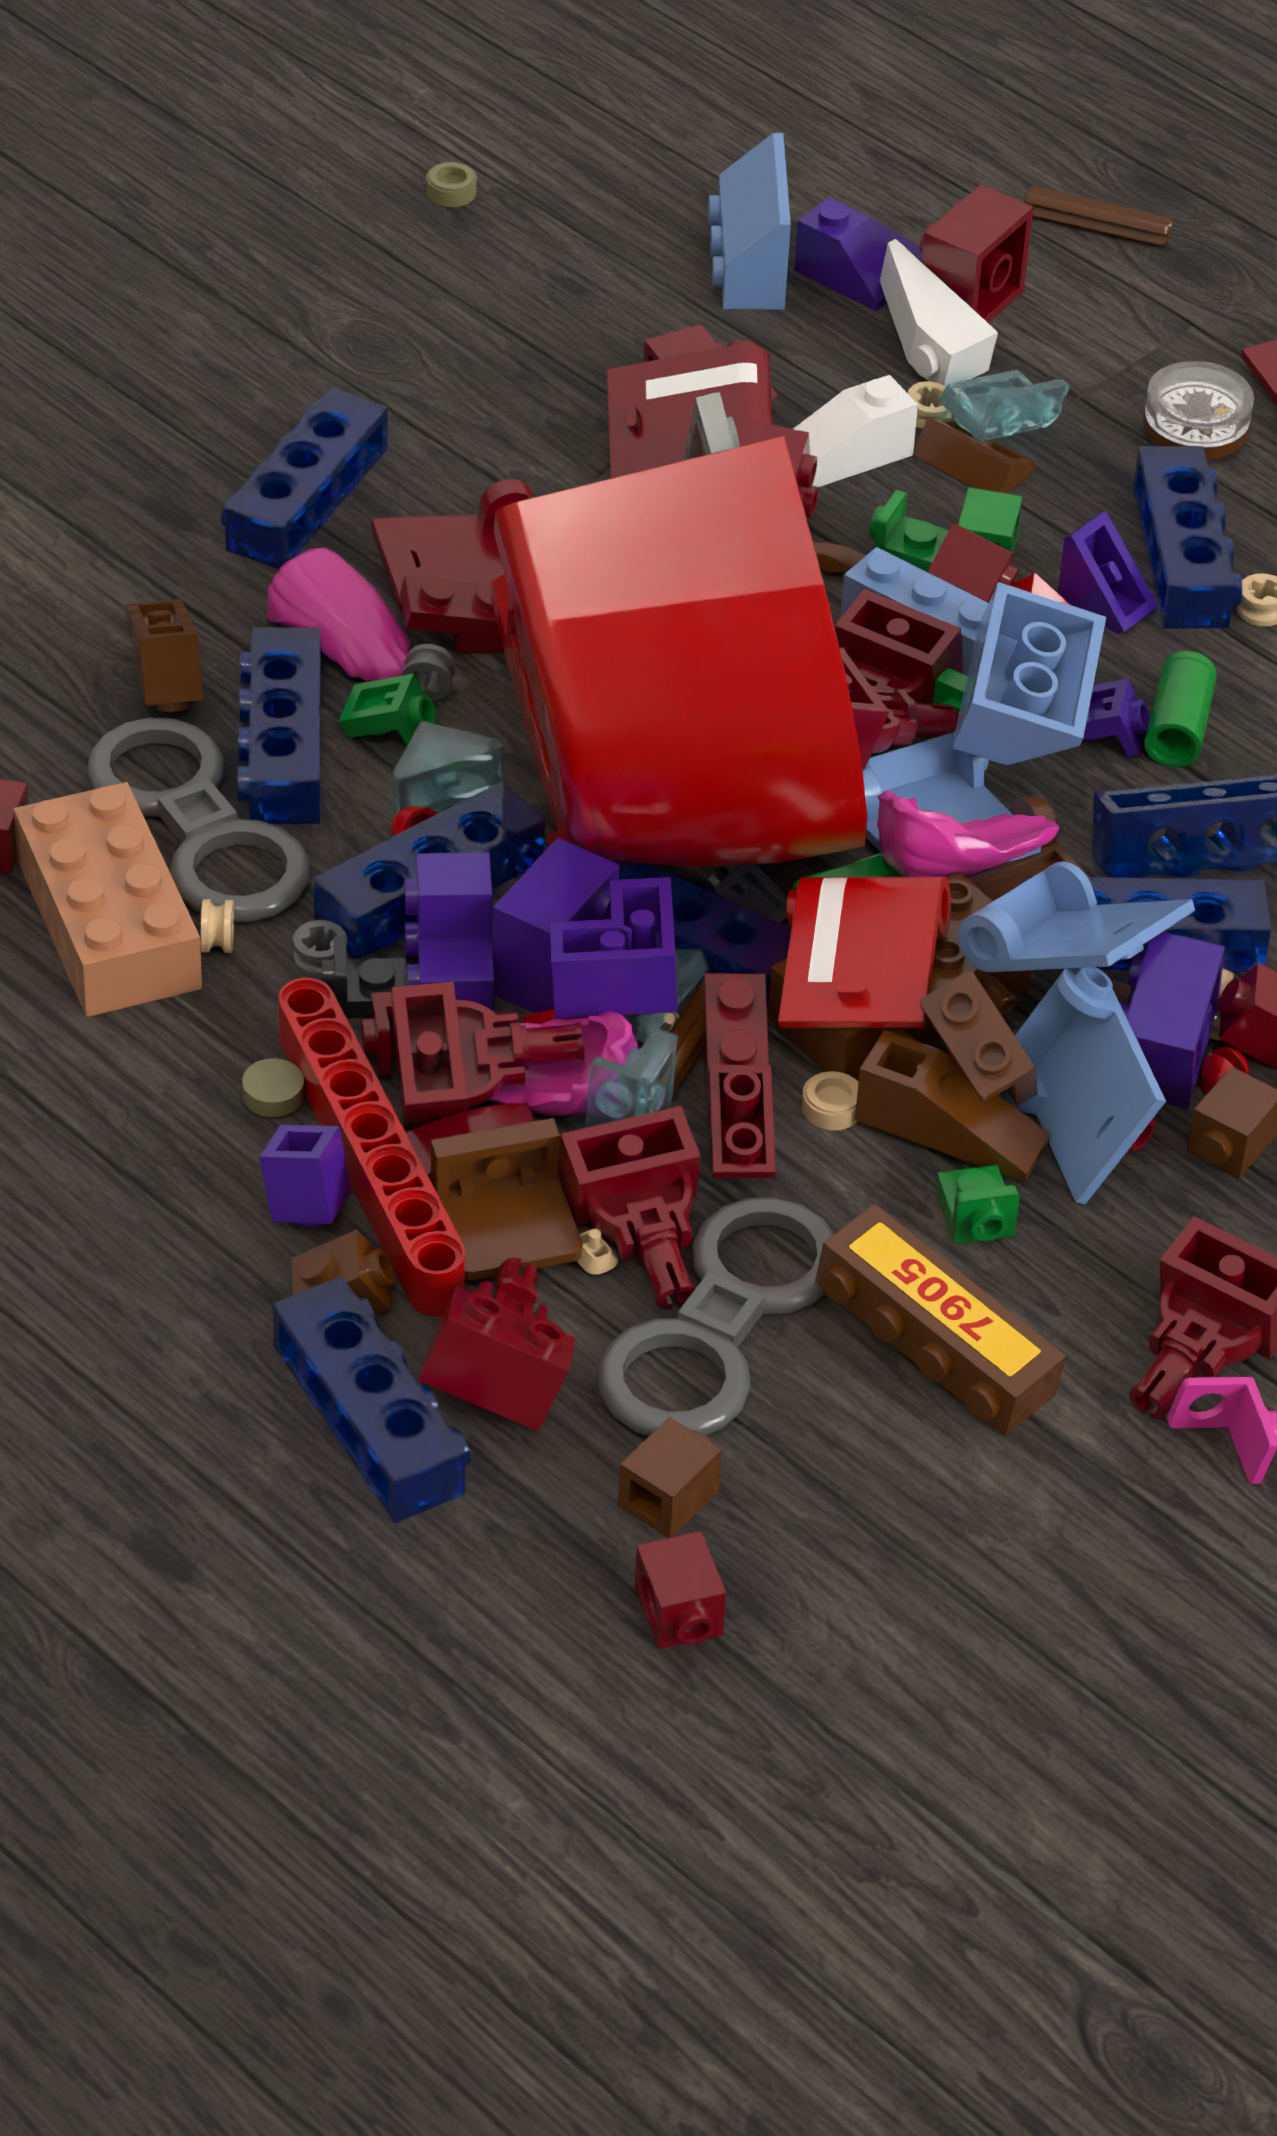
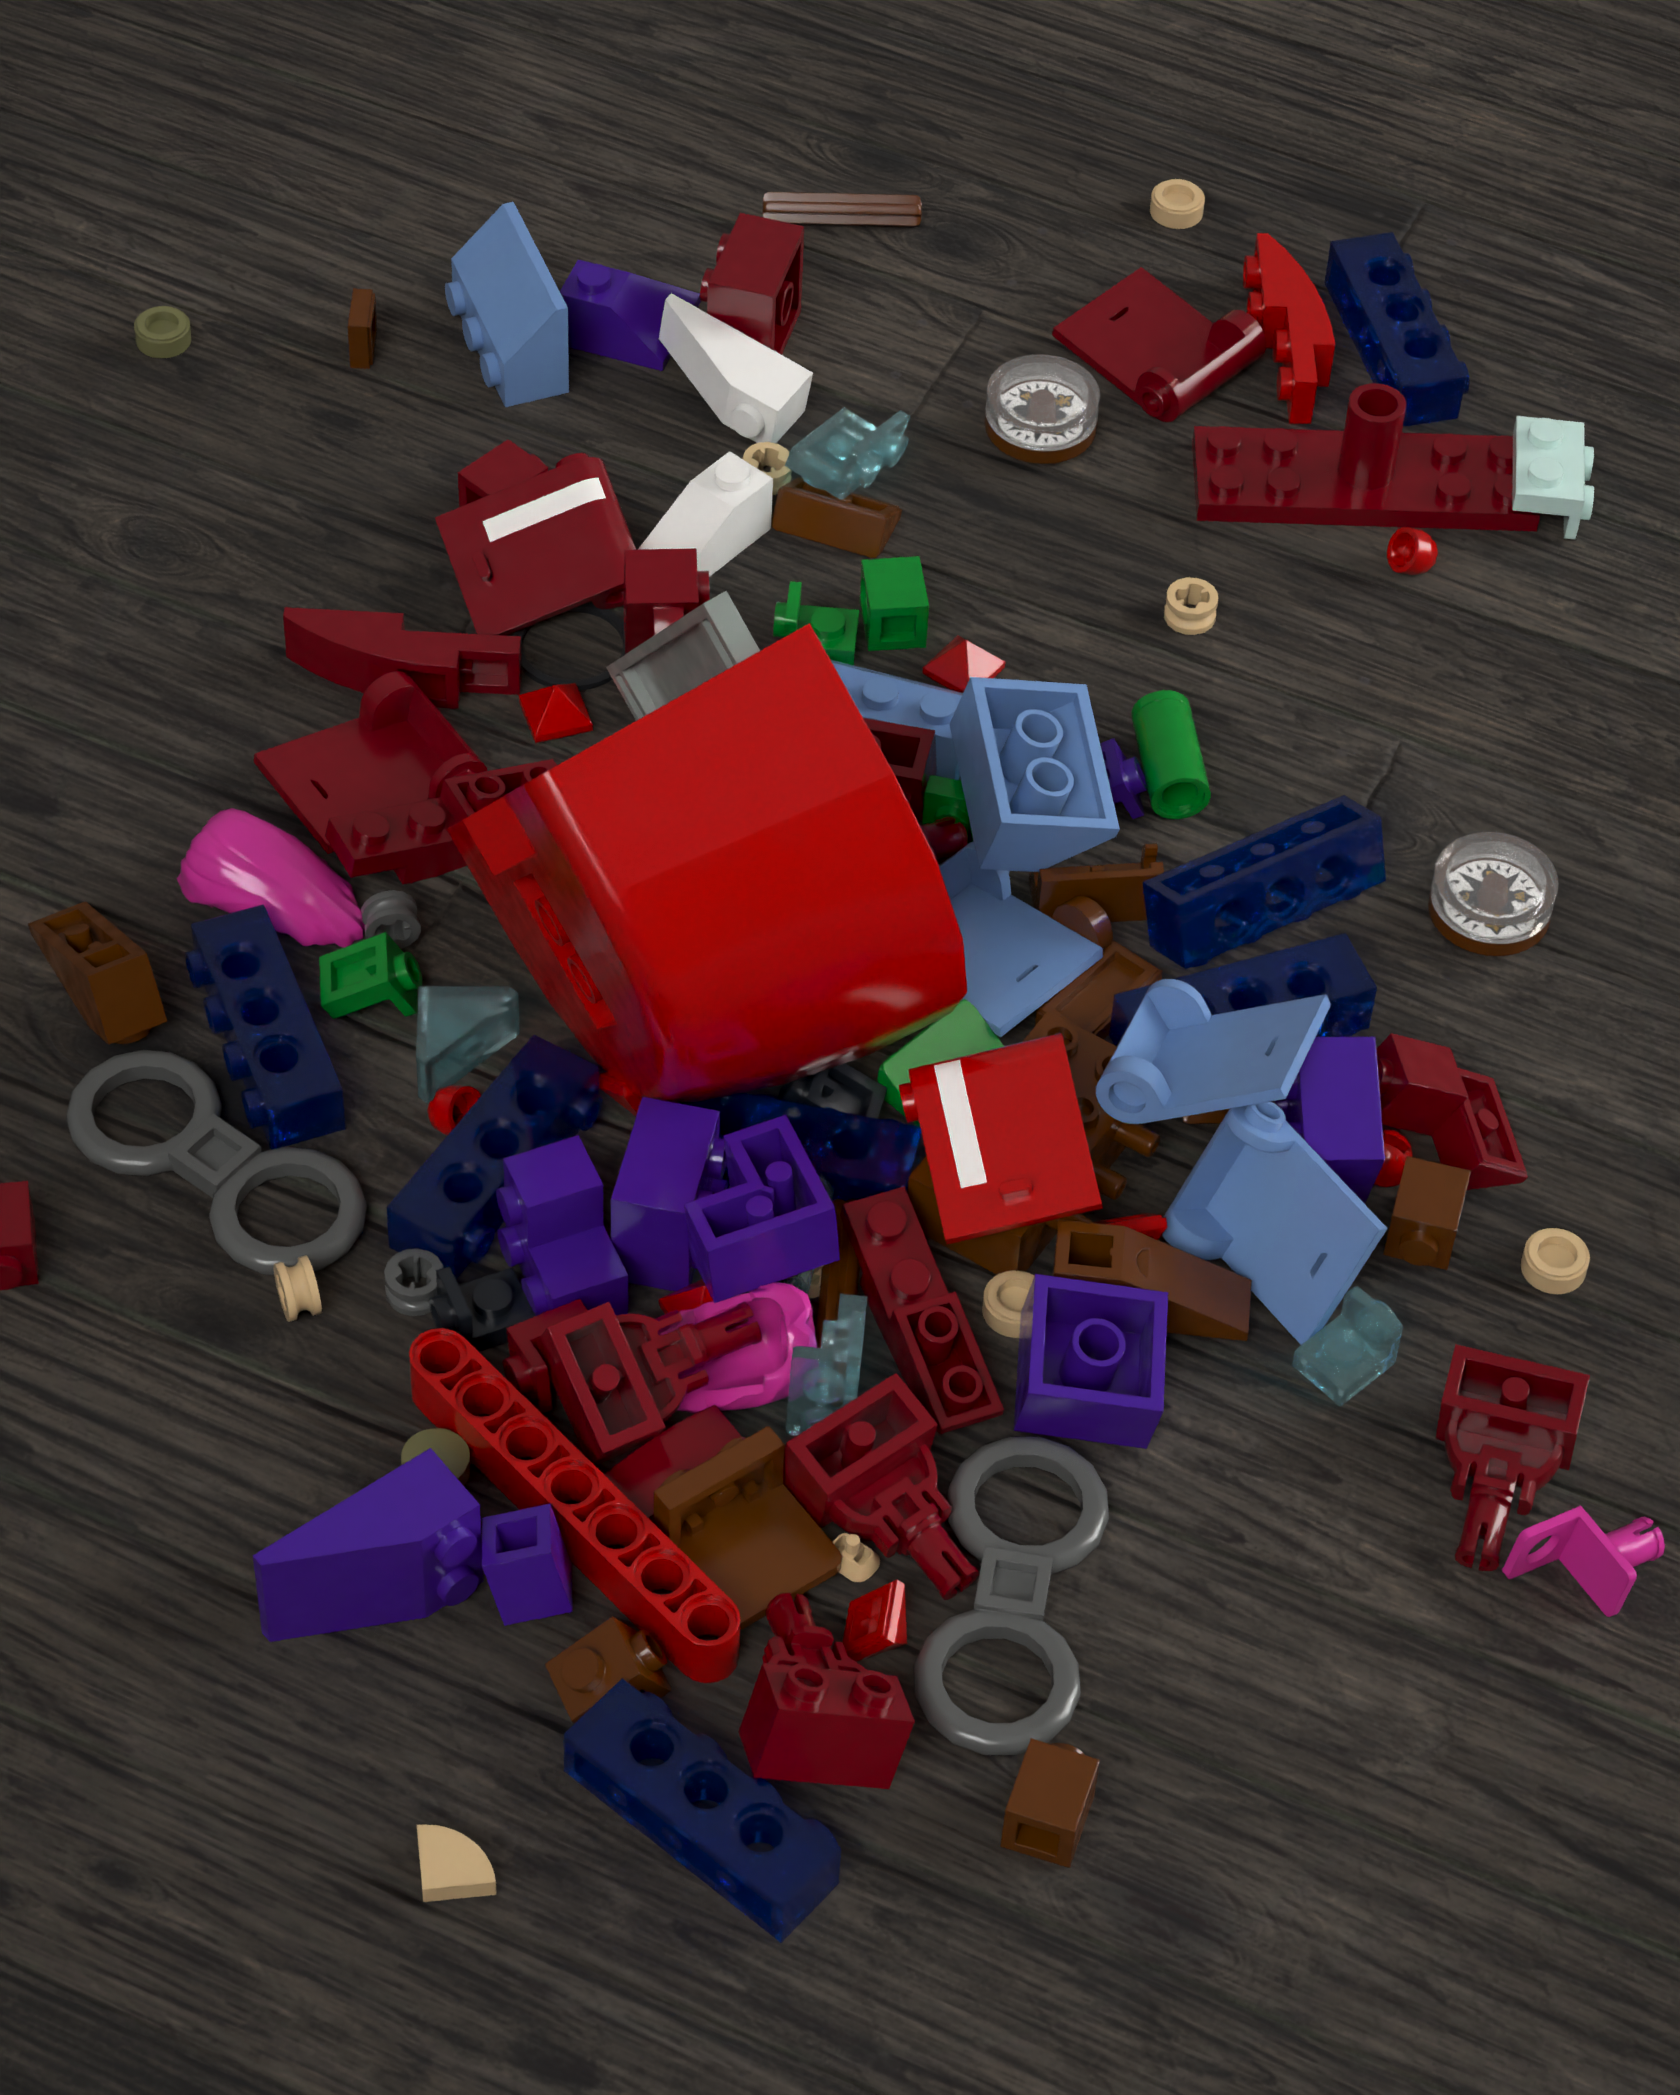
camera: 20 degrees left, 5 degrees up
(107, 899) = (168, 1291): nougat brick -> none
(143, 1385) = (452, 1865): none -> tan tile
(174, 1130) = (375, 1556): none -> dark purple slope
(305, 478) = (160, 724): clear blue brick -> none
(493, 452) = (364, 645): none -> dark red slope
(590, 1306) = (876, 1622): none -> red slope
(621, 216) = (362, 328): none -> reddish brown tile
(680, 1590) = (1118, 1933): dark red brick -> none
(866, 1148) = (1091, 1361): none -> dark purple brick
(937, 845) = (1020, 986): dark pink hair -> none
(939, 1319) = (1242, 1532): reddish brown brick -> none
(973, 563) = (903, 647): dark red brick -> none
(977, 1204) = (1213, 1381): green bracket -> none
(980, 1040) = (1164, 1205): reddish brown bracket -> none
(1069, 797) = (1113, 886): none -> reddish brown hinge
(1102, 575) = (1032, 626): dark purple slope -> none
(1115, 1212) = (1351, 1347): none -> clear light blue bracket
(1186, 537) = (1089, 557): clear blue brick -> none

